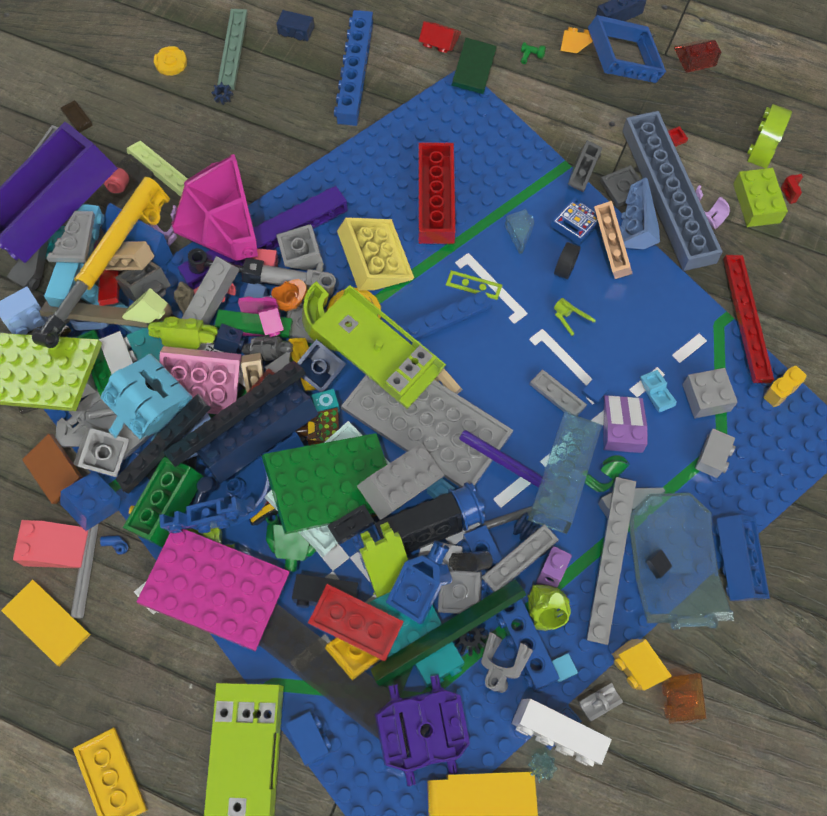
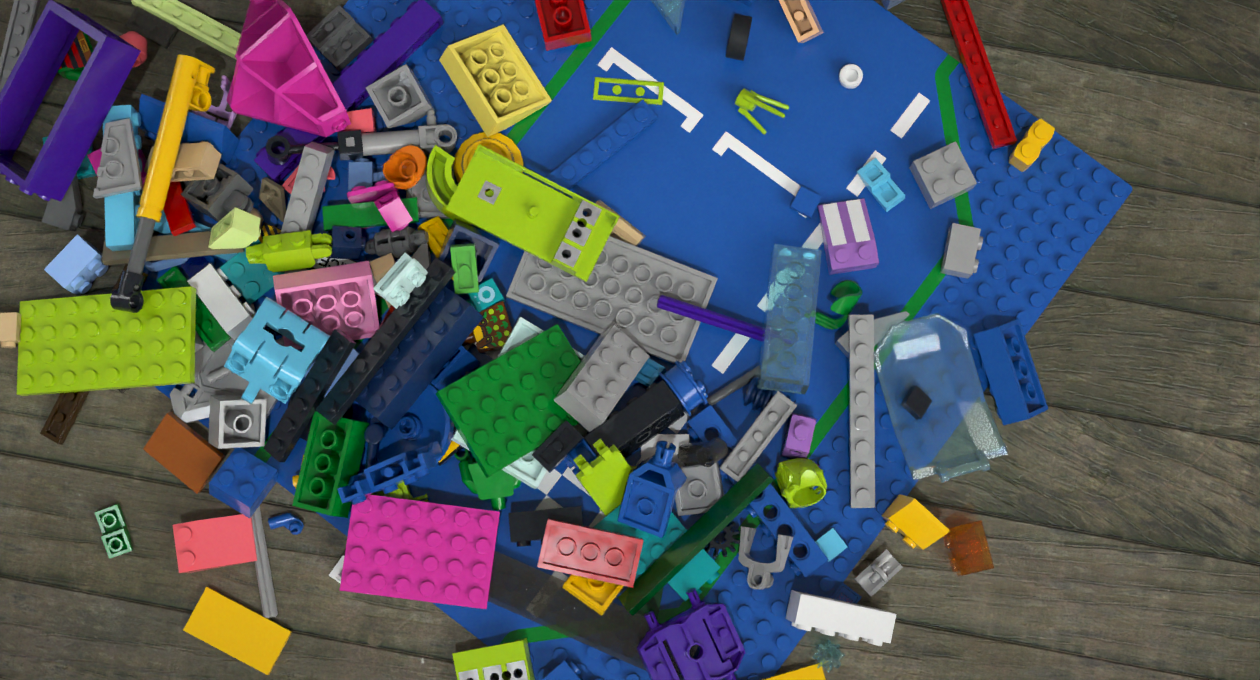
camera: 10 degrees left, 15 degrees up
(261, 367) = (401, 280): none -> light aqua bracket
(267, 202) = (339, 38): none -> dark grey slope
(314, 375) = (465, 266): none -> bright green plate
(557, 393) = (761, 217): light grey tile -> none
(647, 309) = (850, 76): none -> white tile

